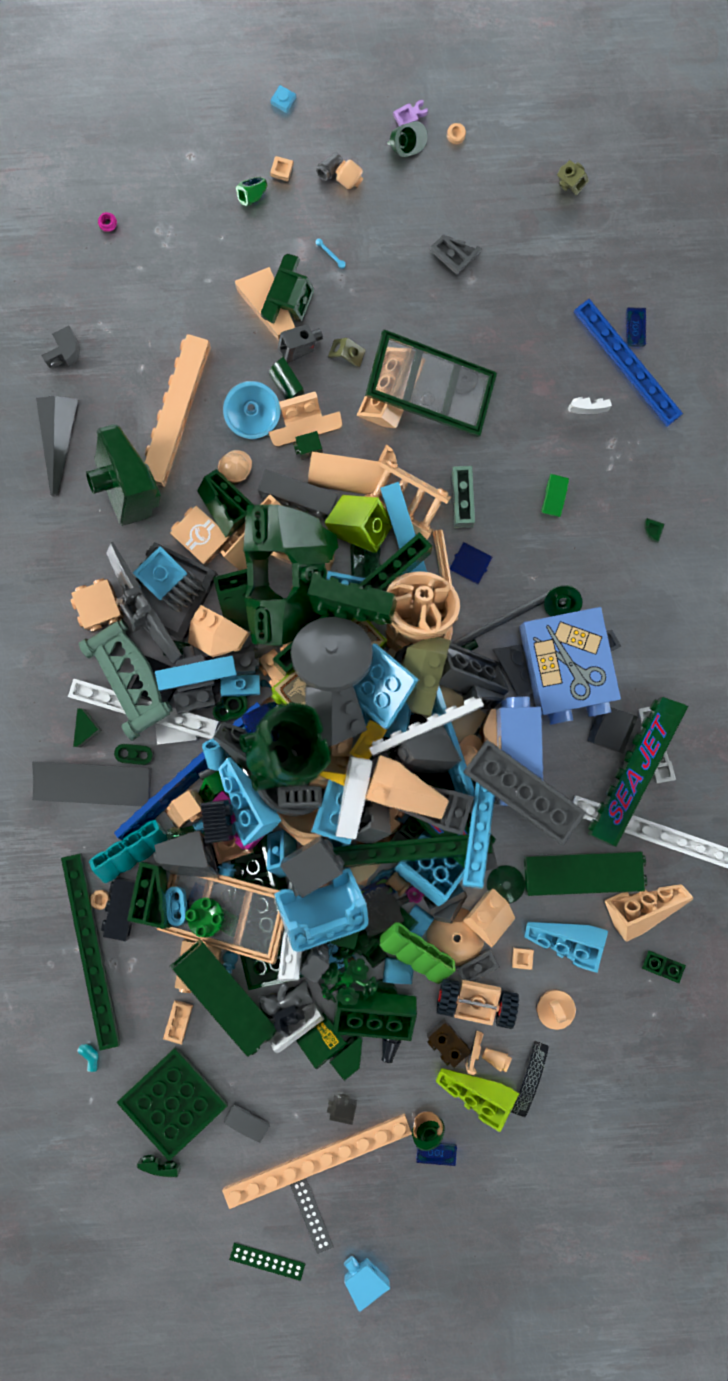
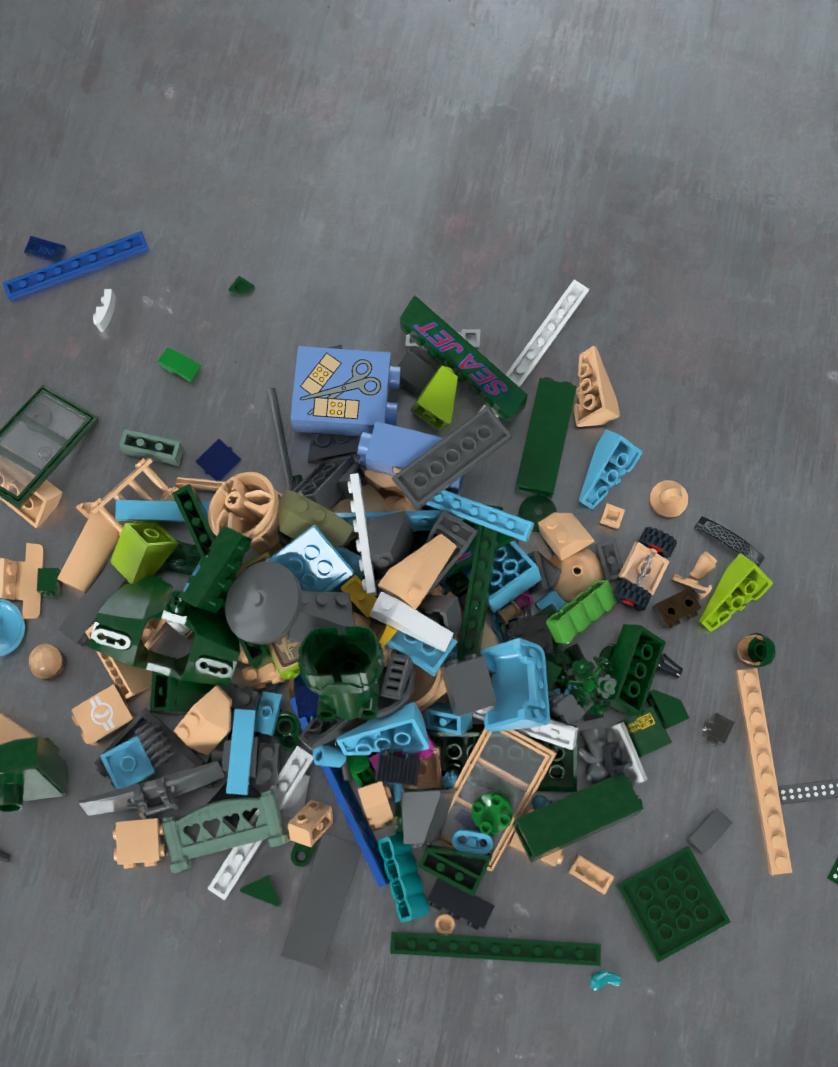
camera: 70 degrees left, 10 degrees down
(152, 1165) = (730, 942): dark green slope -> none
(153, 754) = (310, 823): none -> light nougat brick
(224, 502) = (77, 679): dark green wedge -> none
(397, 971) = (595, 637): medium azure piece -> none
(442, 1155) = (784, 644): clear blue tile -> none
(556, 607) = (285, 376): dark green dish -> none
(590, 757) = (437, 399): none -> lime slope
(664, 966) = (652, 390): dark green slope -> none

